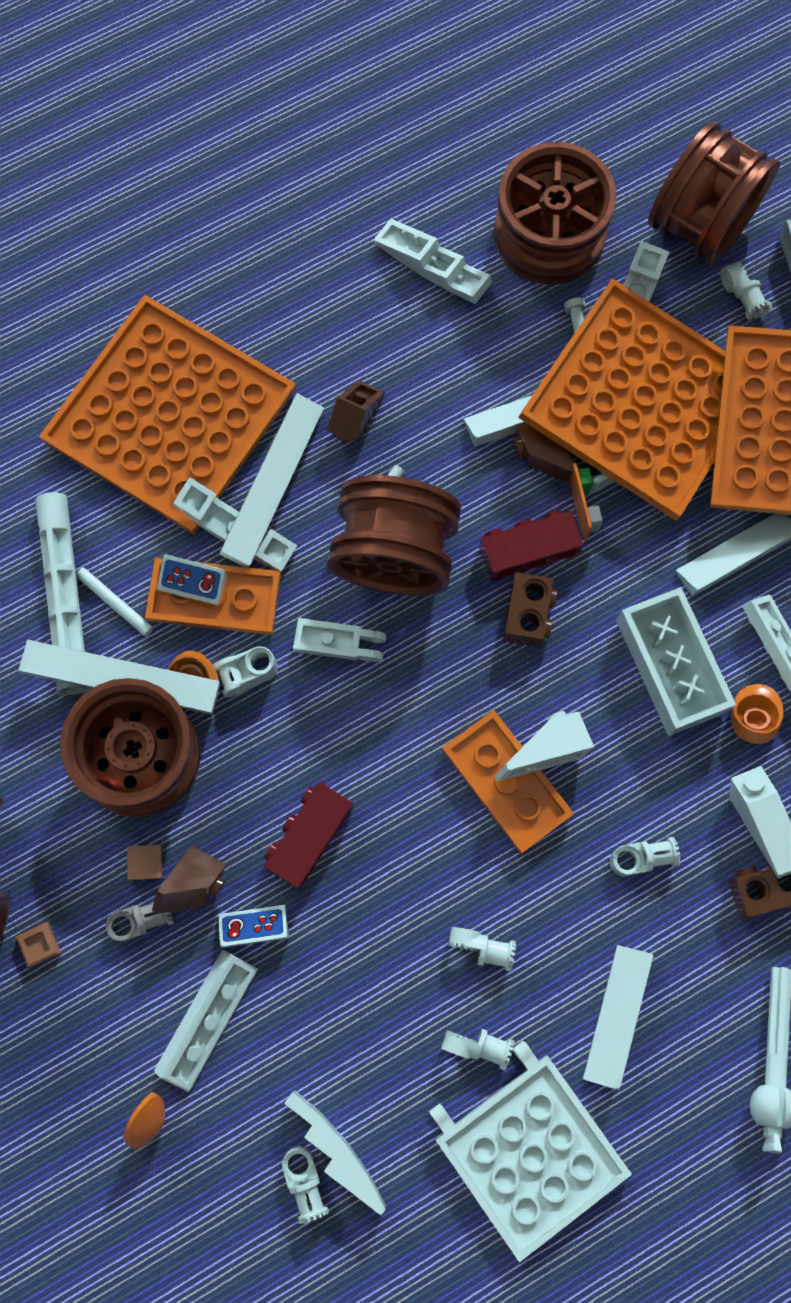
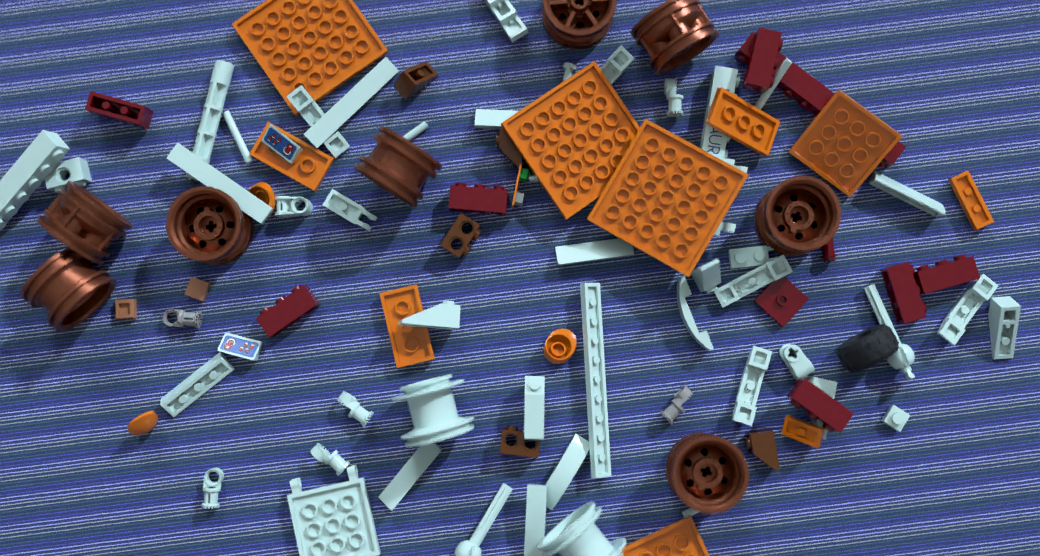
camera: 30 degrees right, 10 degrees up
(190, 882) = (214, 310): reddish brown slope -> none
(344, 1163) = (236, 488): light aqua slope -> none
(620, 890) = (433, 411): none -> light aqua wheel
(645, 856) = (463, 394): light aqua connector -> none
(675, 661) = (526, 299): light aqua brick -> none

